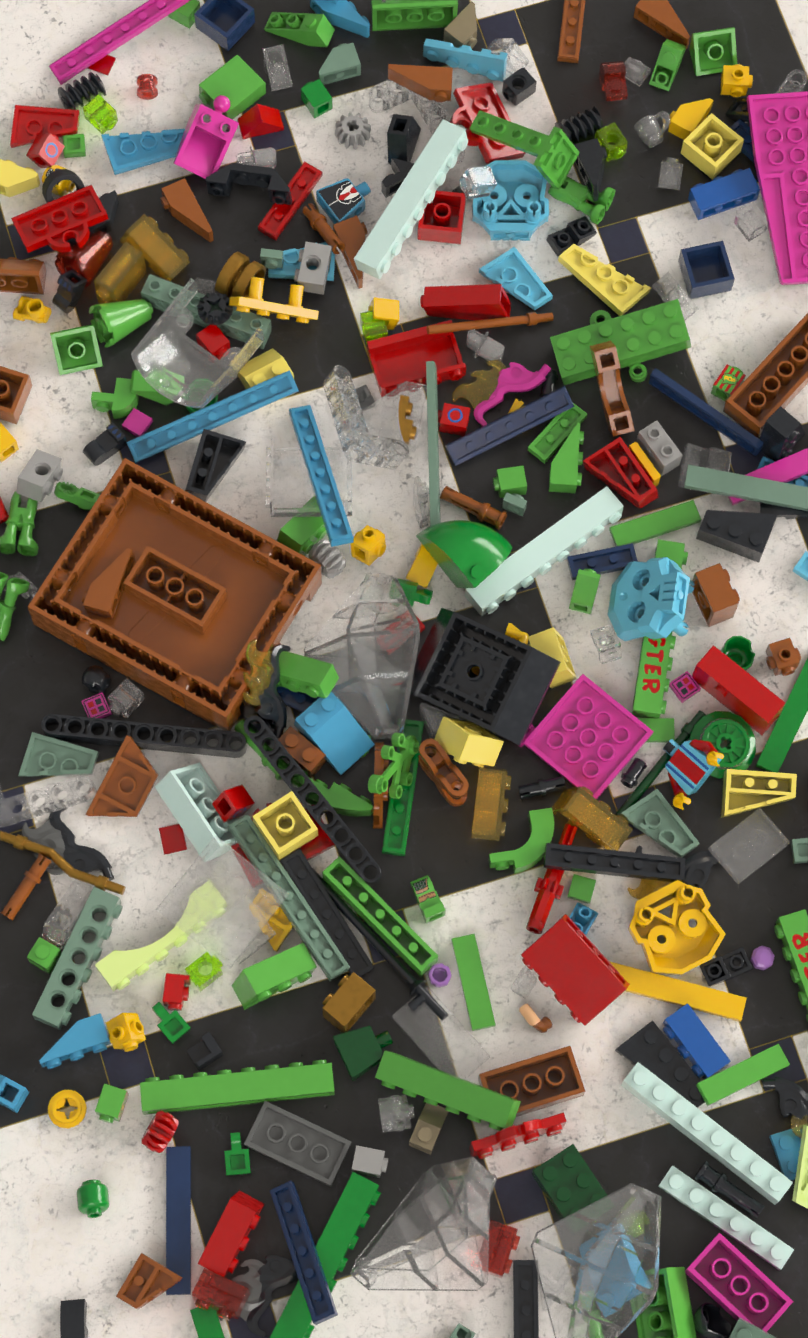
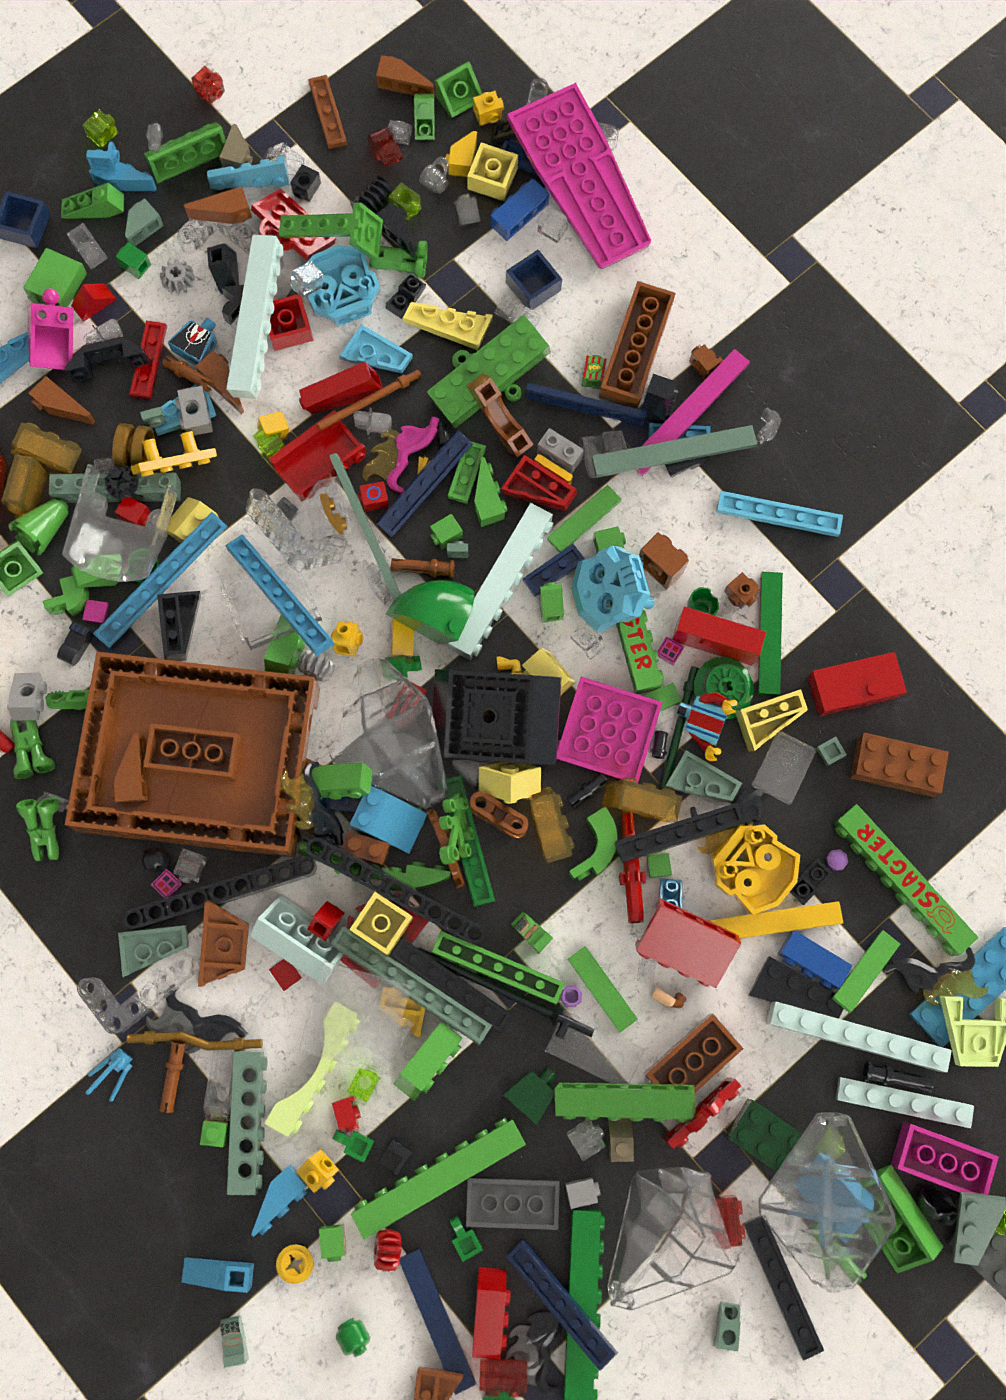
camera: 25 degrees left, 5 degrees up
(348, 1002) = (504, 1059): pearl gold brick -> none
(737, 532) = (658, 497): black wedge -> none

